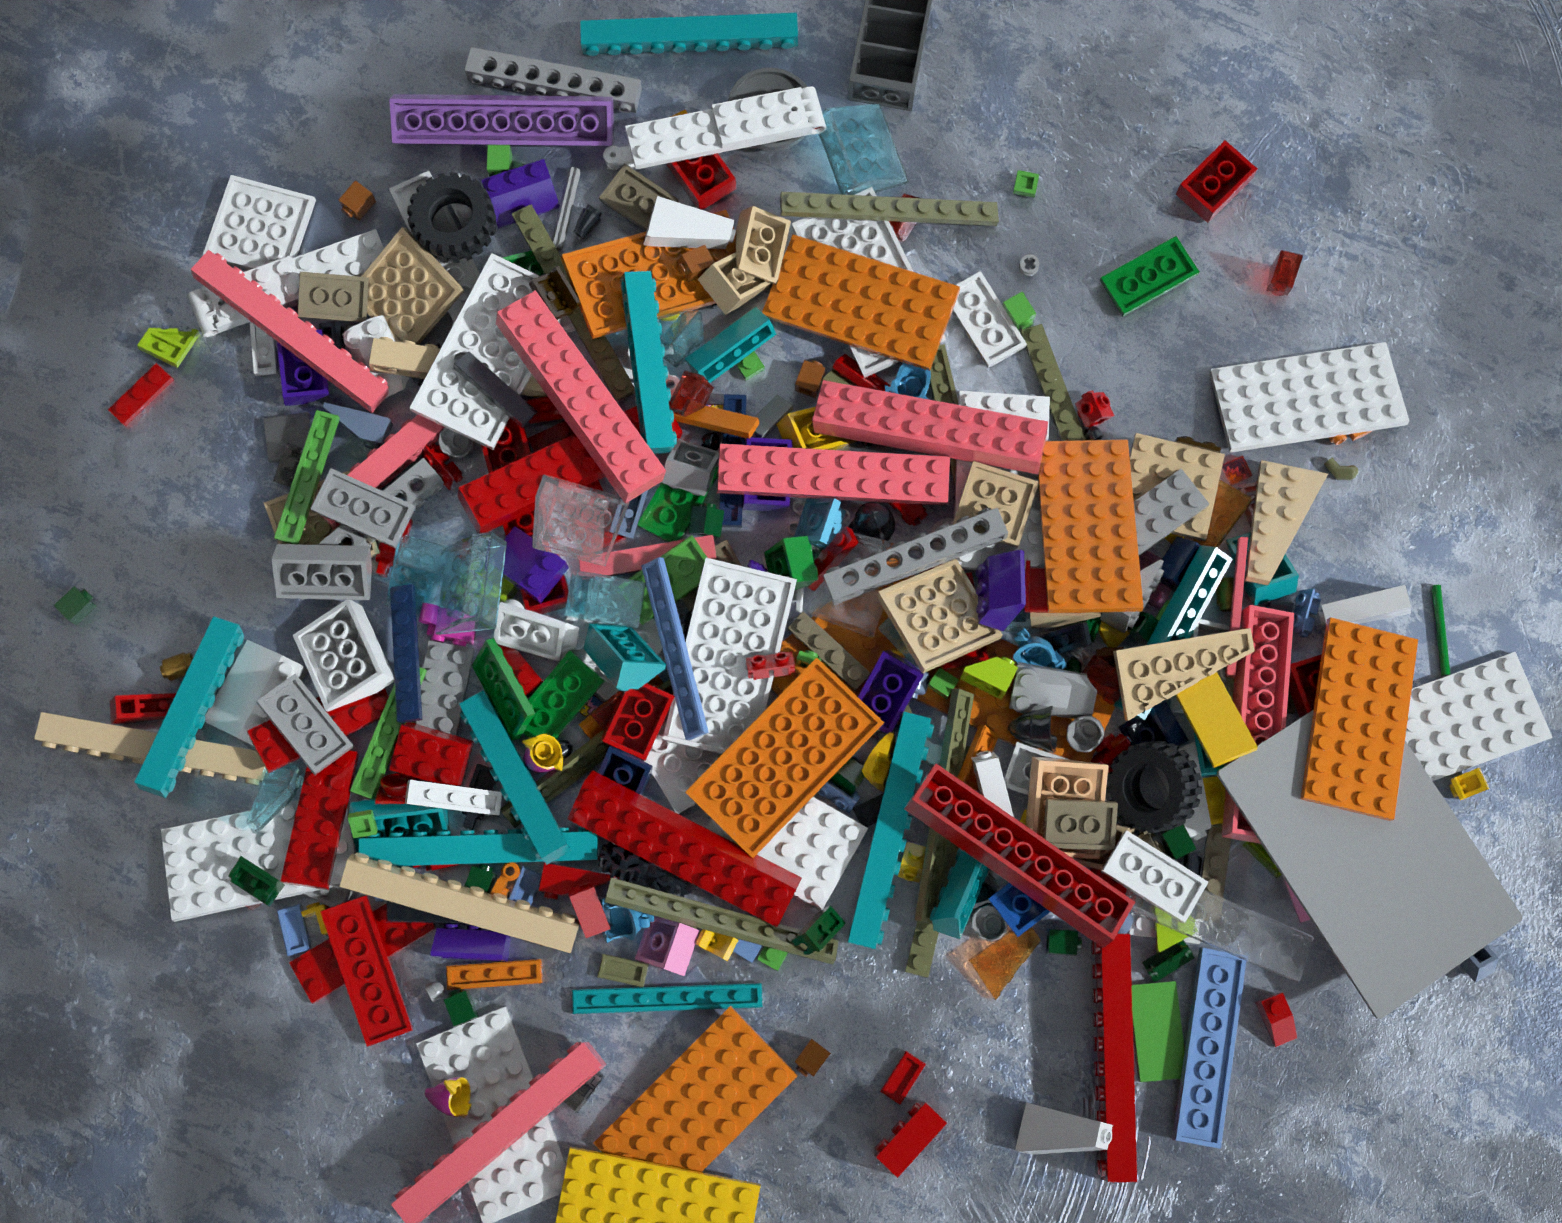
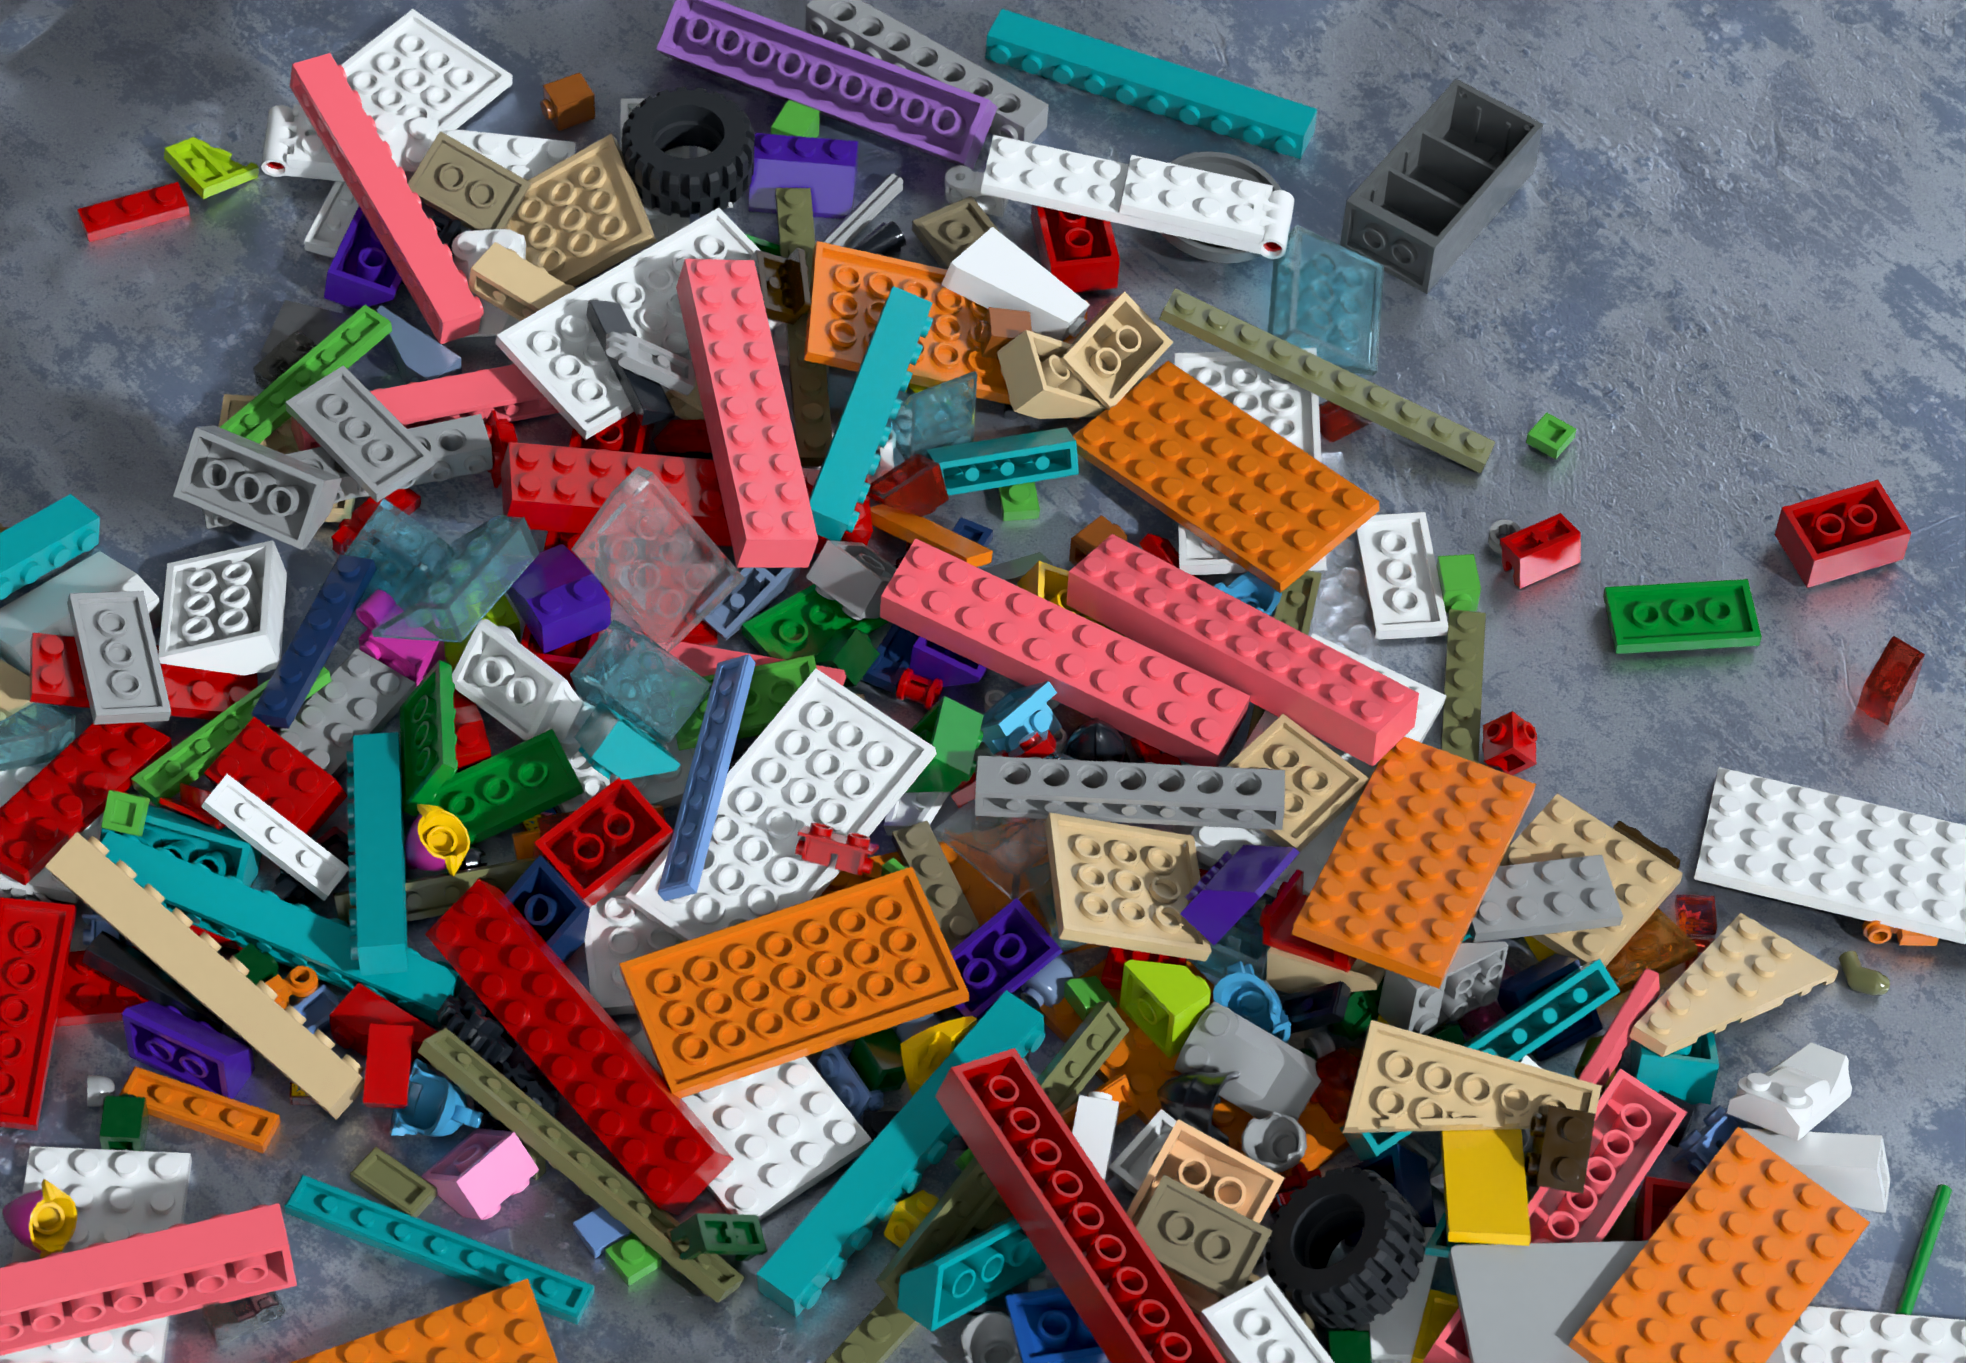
camera: 20 degrees right, 25 degrees down
(454, 443) = (539, 422): light grey hair -> none
(510, 387) = (651, 361): none -> light grey hinge
(716, 943) = (554, 1198): yellow bracket -> none
(756, 524) = (919, 689): none -> red bush
(1054, 266) = (1541, 550): none -> red hinge
(1245, 680) = (1559, 1148): none -> dark brown bracket
(1341, 568) = (1794, 1092): none -> white slope

